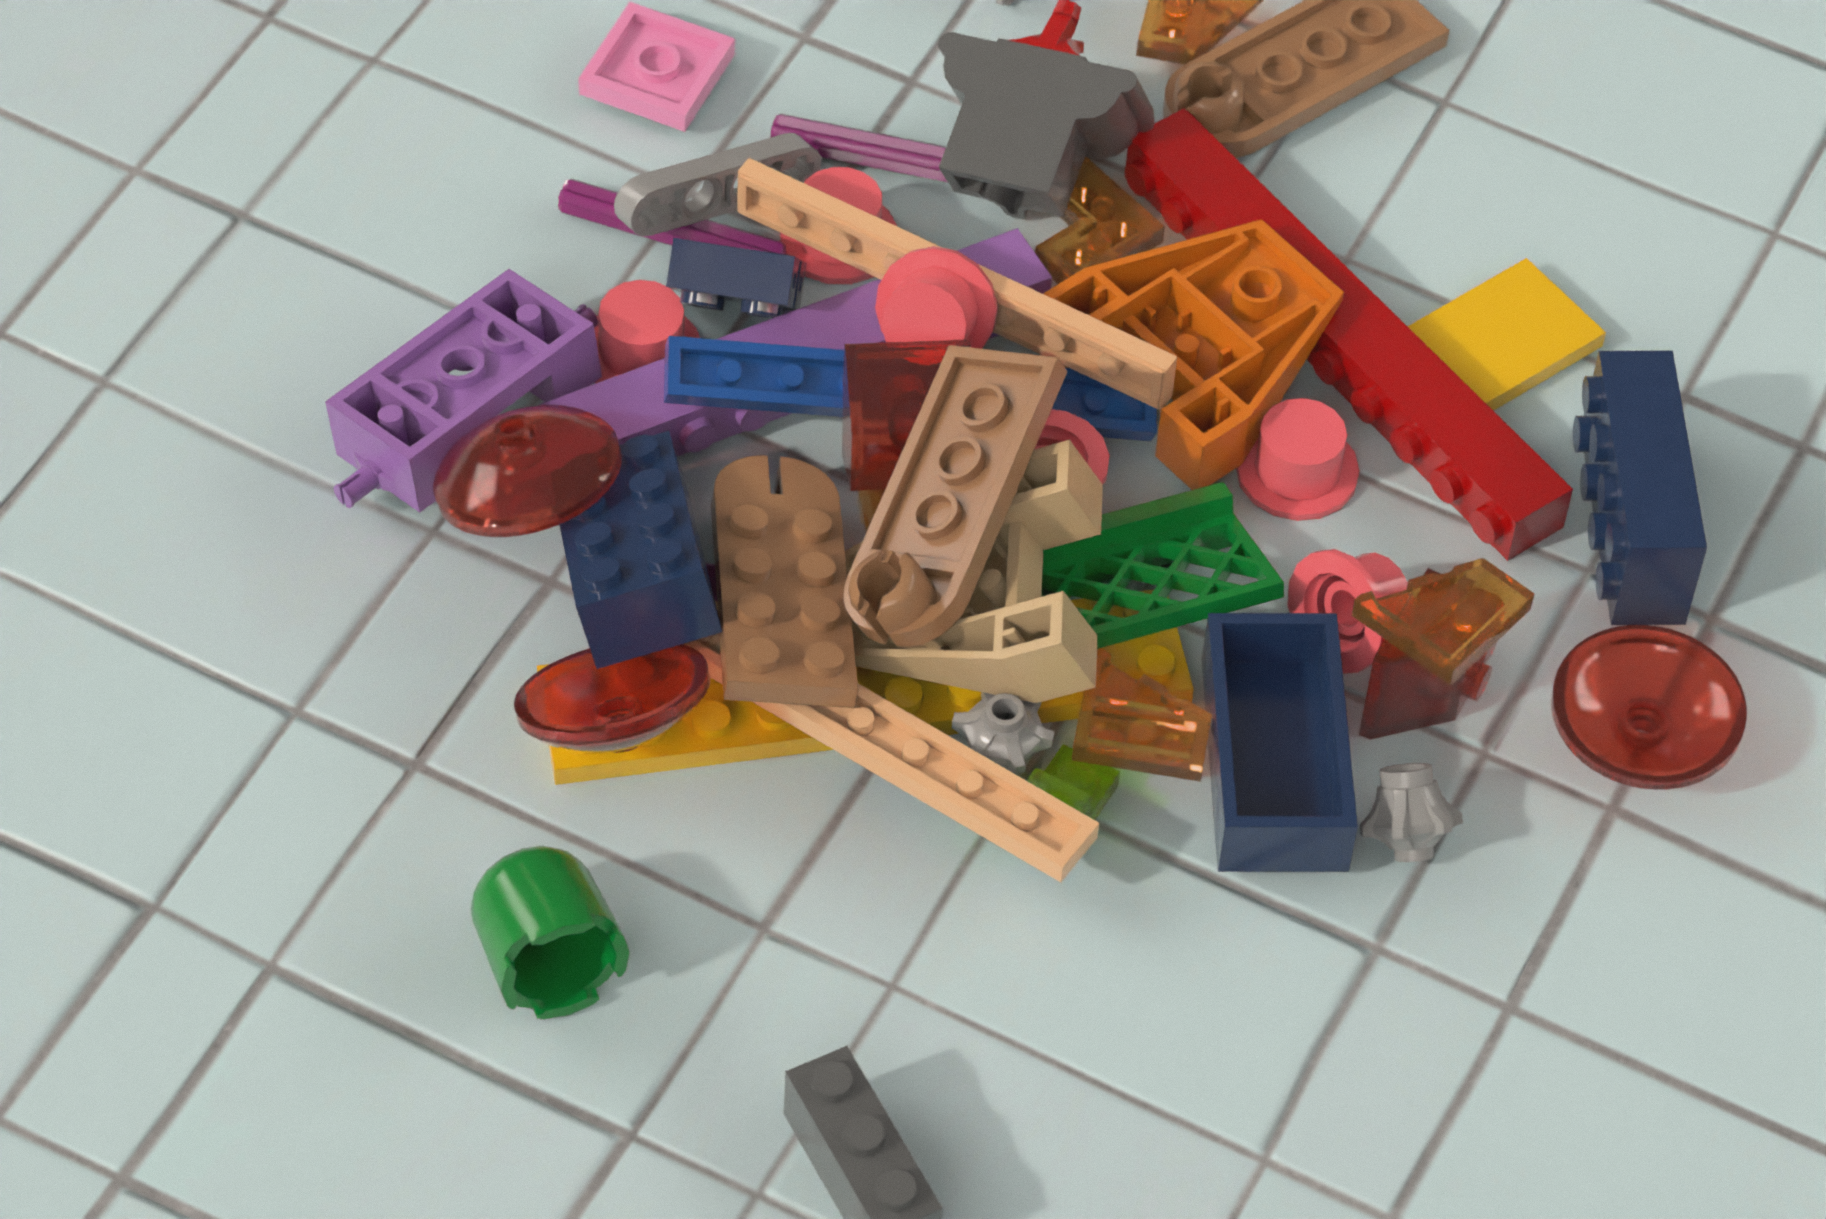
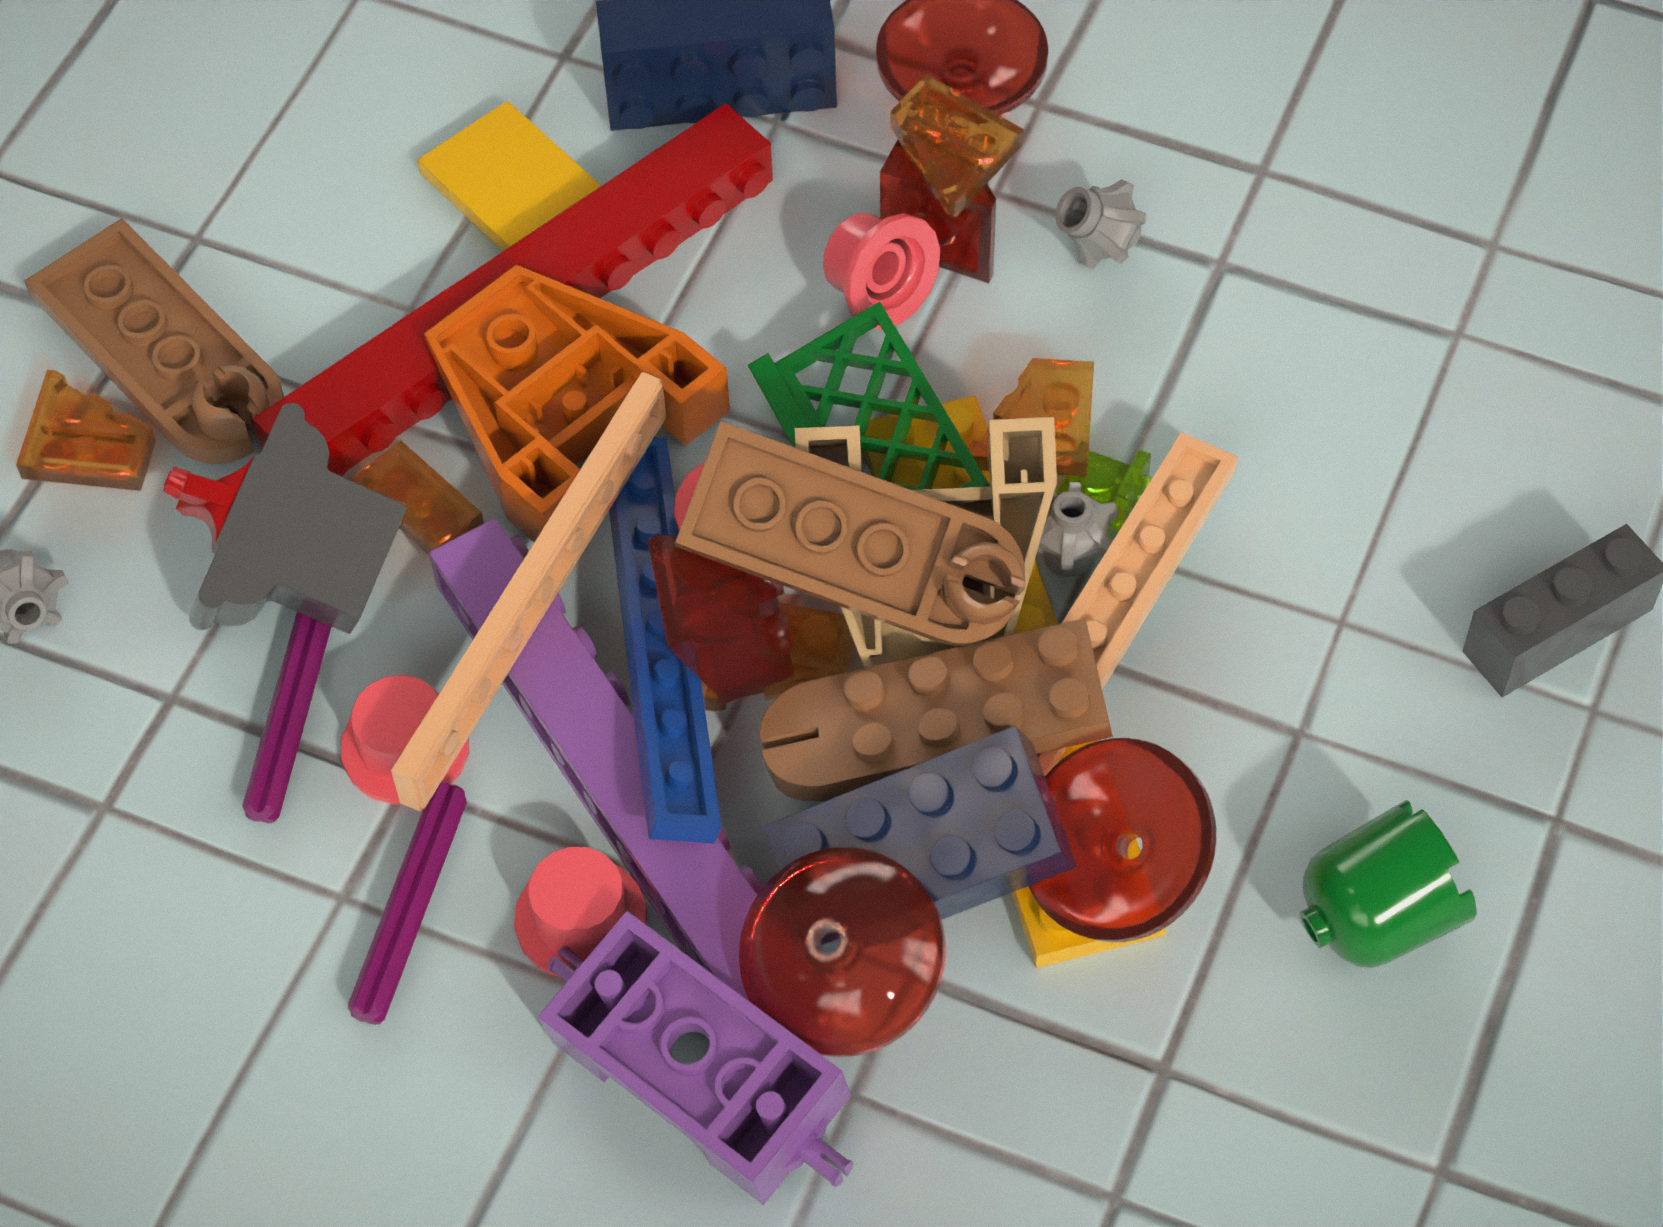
camera: 90 degrees left, 5 degrees up
(657, 66) = (169, 938): bright pink plate -> none
(657, 198) = (373, 842): light grey beam -> none
(715, 273) = (518, 808): dark blue piece -> none
(935, 298) = (590, 589): coral piece -> none
(1278, 743) = (1059, 300): dark blue piece -> none
(1300, 462) = (695, 306): coral piece -> none

